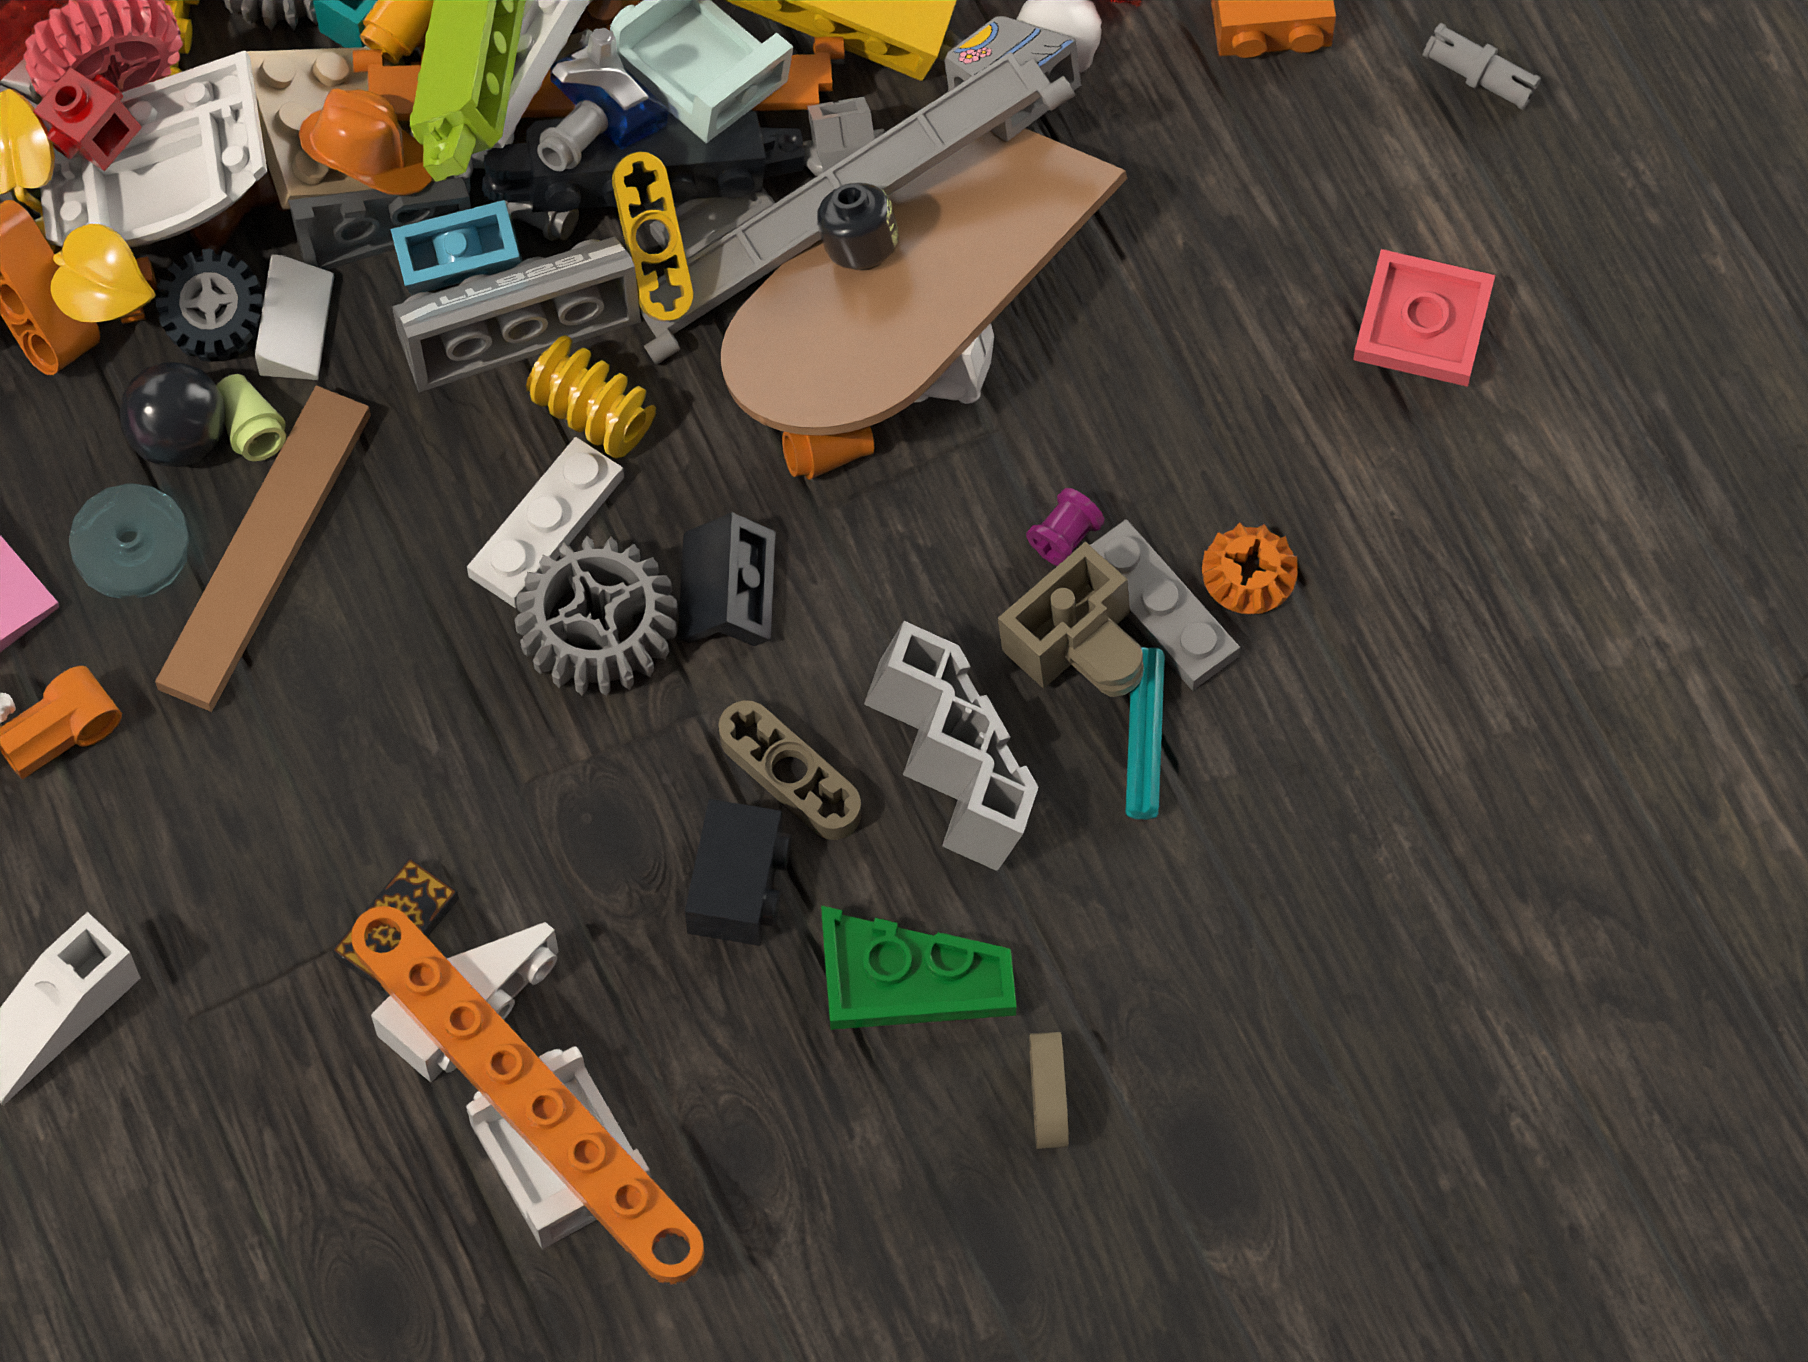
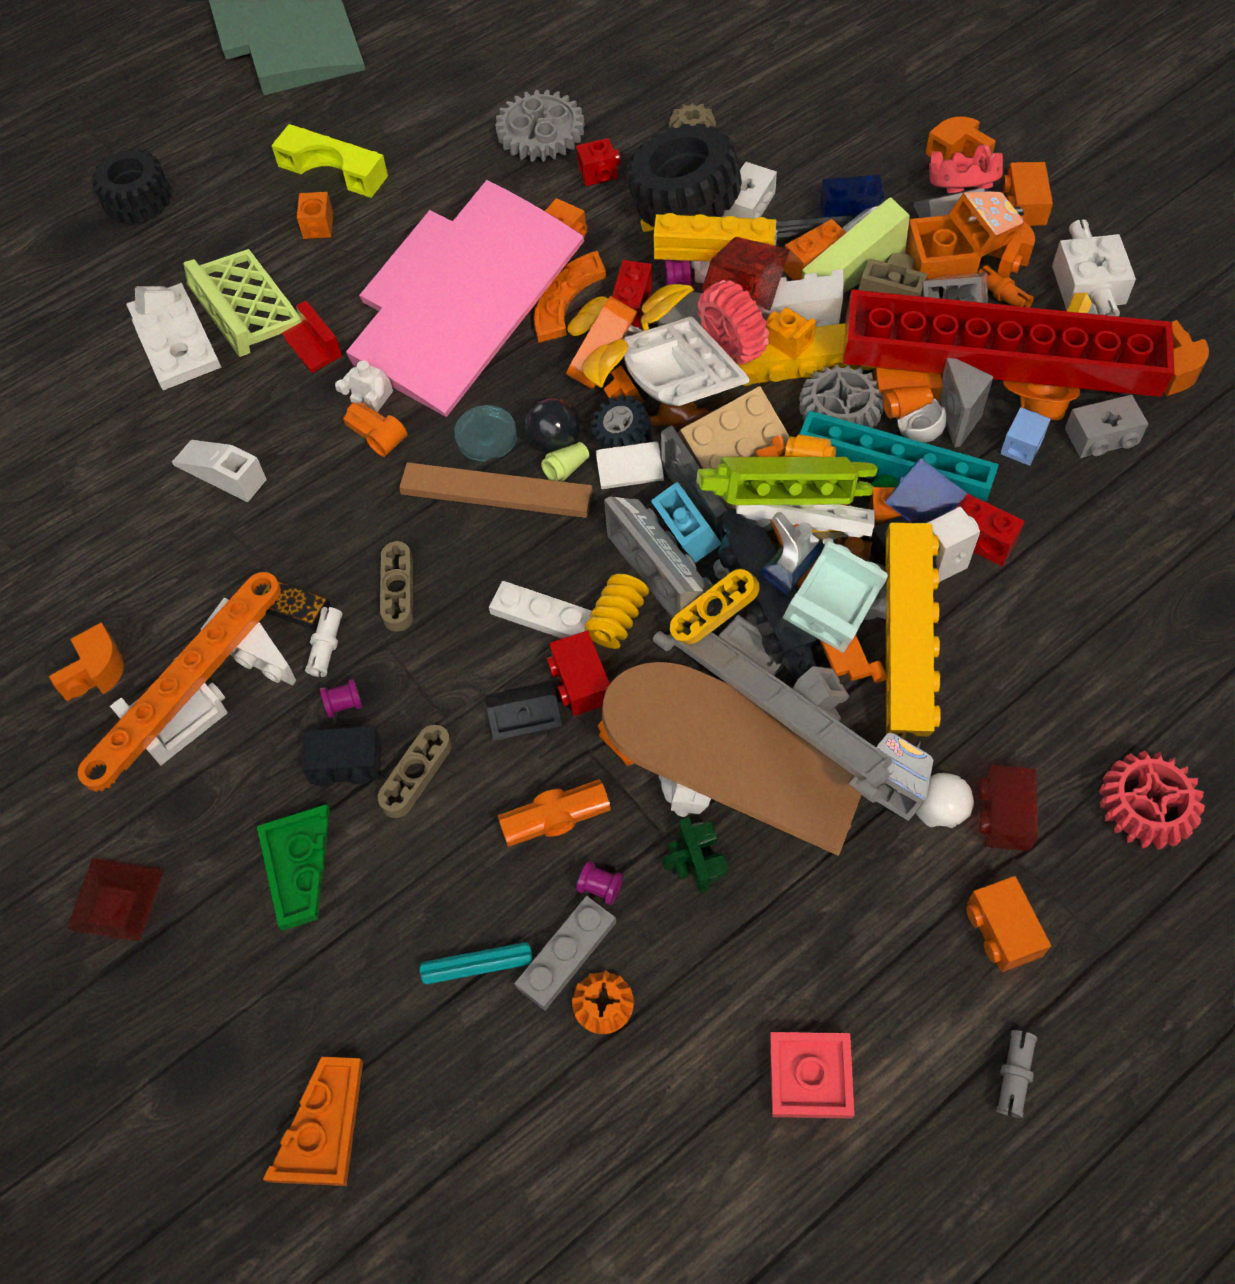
camera: 80 degrees right, 5 degrees down
(87, 118) = (685, 323): red brick -> none
(363, 140) = (721, 441): orange piece -> none
(419, 1260) = (98, 666): none -> orange brick
(461, 733) = (403, 597): none -> dark tan beam
(497, 876) = (323, 642): none -> white pin
(562, 146) = (753, 543): light grey pin -> none
(621, 861) = (341, 698): none -> magenta bush
(636, 591) = (477, 663): light grey gear -> none
(690, 478) = (579, 671): none -> red brick
(857, 226) = (749, 707): black head -> none
(891, 1273) = (115, 900): none -> clear red slope
(929, 559) = (554, 812): none -> orange piece
(957, 743) = (437, 850): light grey brick -> none
(1048, 1090) = (230, 958): dark tan beam -> none
(1057, 389) = (704, 869): none -> dark green hips
(1074, 622) = (529, 898): dark tan brick -> none
(1346, 986) = (322, 1132): none -> orange wing

